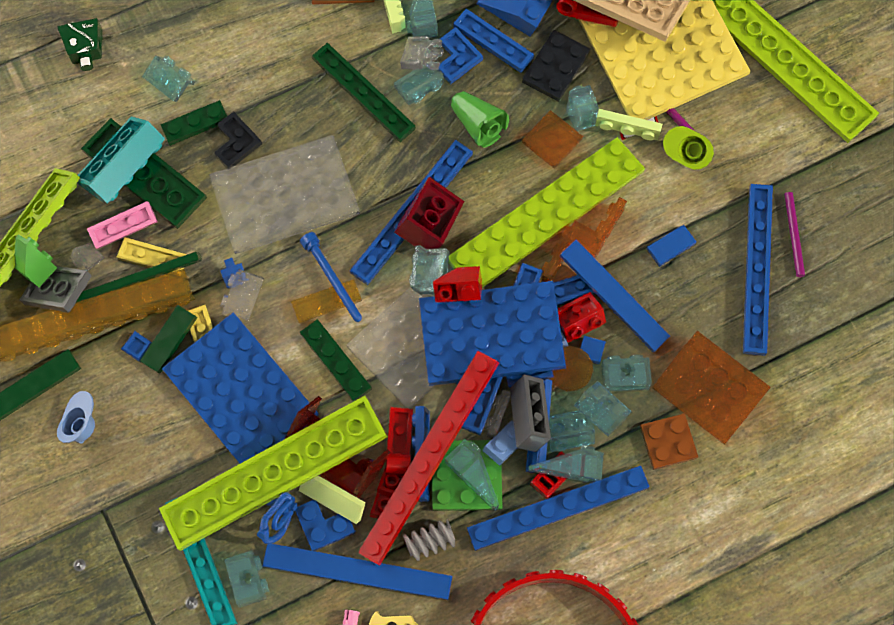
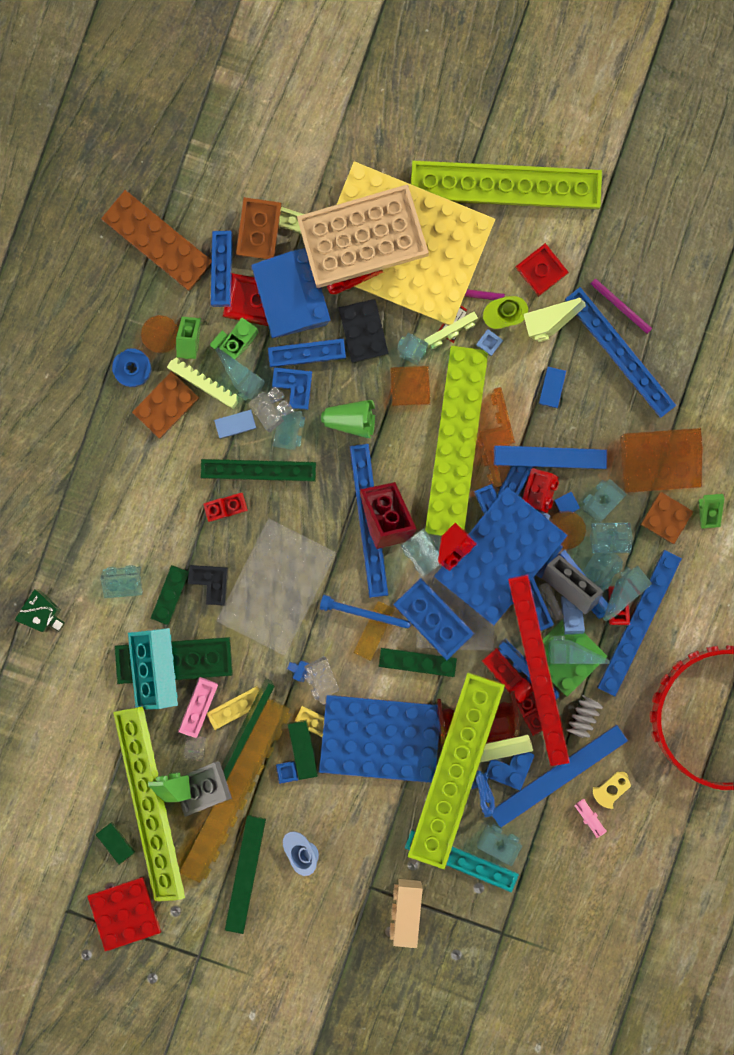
camera: 40 degrees left, 15 degrees up
(107, 555) = (406, 913): none -> tan brick
(308, 97) = (225, 507): none -> red slope
(381, 43) = (235, 424): none -> medium blue tile
(384, 334) = (433, 619): none -> blue tile
(652, 162) = (489, 342): none -> medium blue plate
(715, 469) = (711, 510): none -> bright green slope
(724, 184) = (551, 319): none -> yellowish green slope
(752, 147) = (541, 269): none -> red tile

